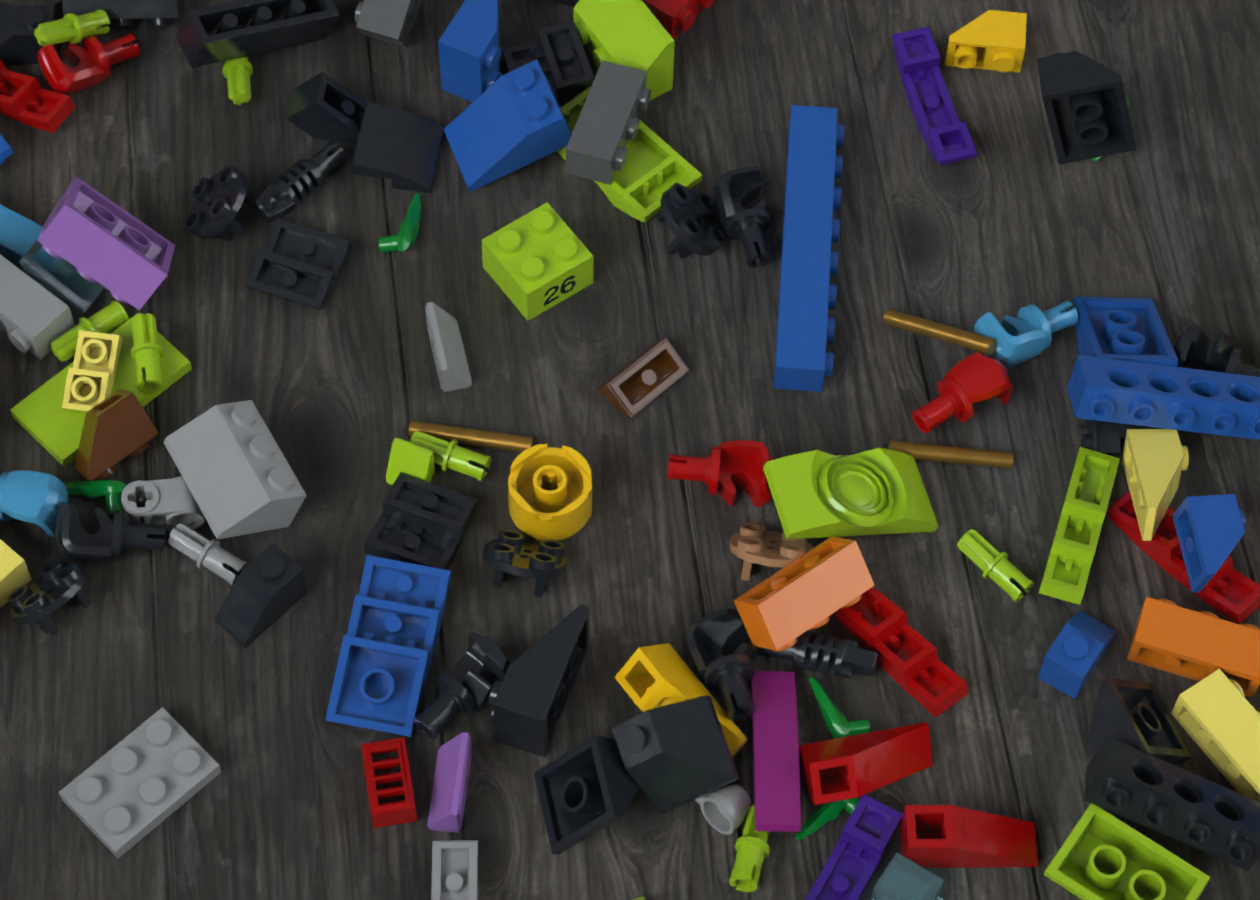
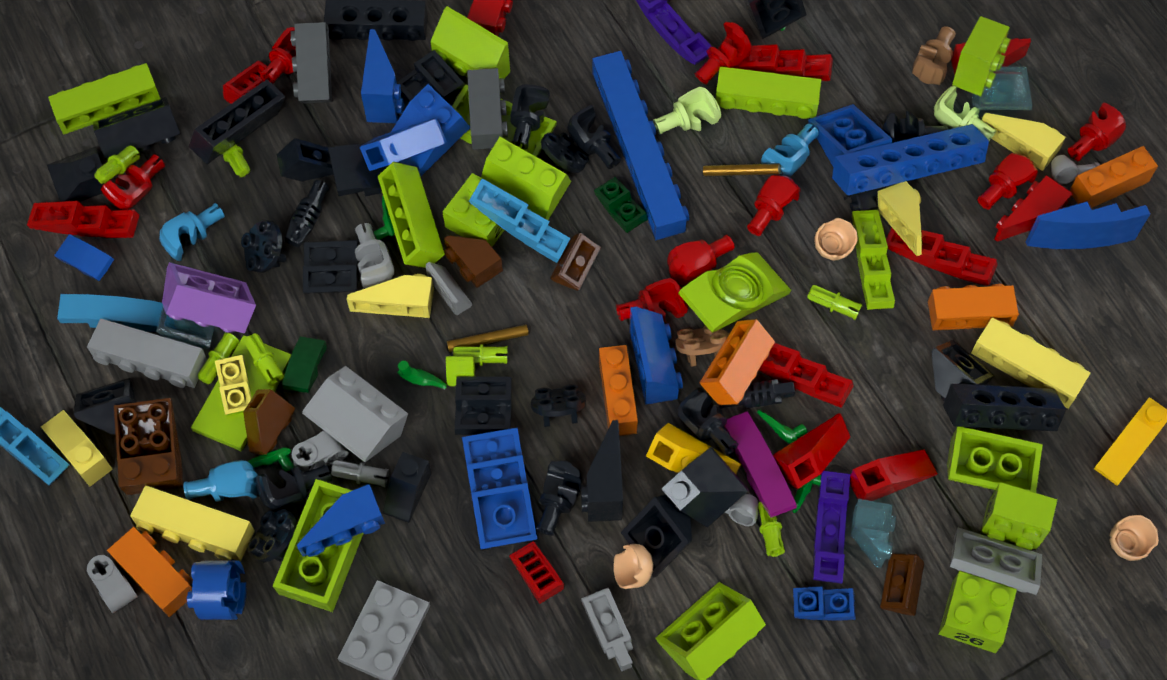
camera: 20 degrees left, 5 degrees up
(110, 631) = (320, 577): none -> lime brick
(131, 139) = (187, 223): none -> dark azure piece
(150, 600) = (348, 516): none -> blue slope
(196, 381) = (303, 364): none -> dark green slope
(349, 453) = (418, 376): none -> green bar
(361, 277) = (374, 258): none -> light grey piece
(370, 335) = (399, 296): none -> light yellow slope
(438, 231) = (410, 215): none -> lime brick
(450, 784) = (575, 559): medium lavender slope -> none
(466, 129) = (402, 144): none -> slope
(501, 320) = (475, 258): none -> reddish brown slope
(527, 825) = (633, 566): none -> light nougat hair
(550, 492) = (555, 355): yellow brick -> none
(582, 289) = (519, 221): none -> dark azure slope
(619, 571) = (618, 388): none -> orange brick
(625, 241) = (525, 177): none -> lime slope
(663, 146) = (523, 113): none -> black piece
(691, 543) = (654, 356): none -> blue slope
(744, 321) = (620, 205): none -> dark green slope
(815, 426) = (695, 258): none -> red piece
(901, 222) = (690, 107): none -> yellowish green piece
(954, 454) = (779, 242): pearl gold bar -> none
(993, 167) = (729, 53): none -> red piece
(1028, 238) = (768, 92): none -> lime brick
(1034, 476) = (835, 239): none -> light nougat hair
(1055, 200) = (787, 62): none -> red slope
(1076, 653) = (905, 338): blue slope -> none
(1207, 534) = (954, 240): blue slope -> none

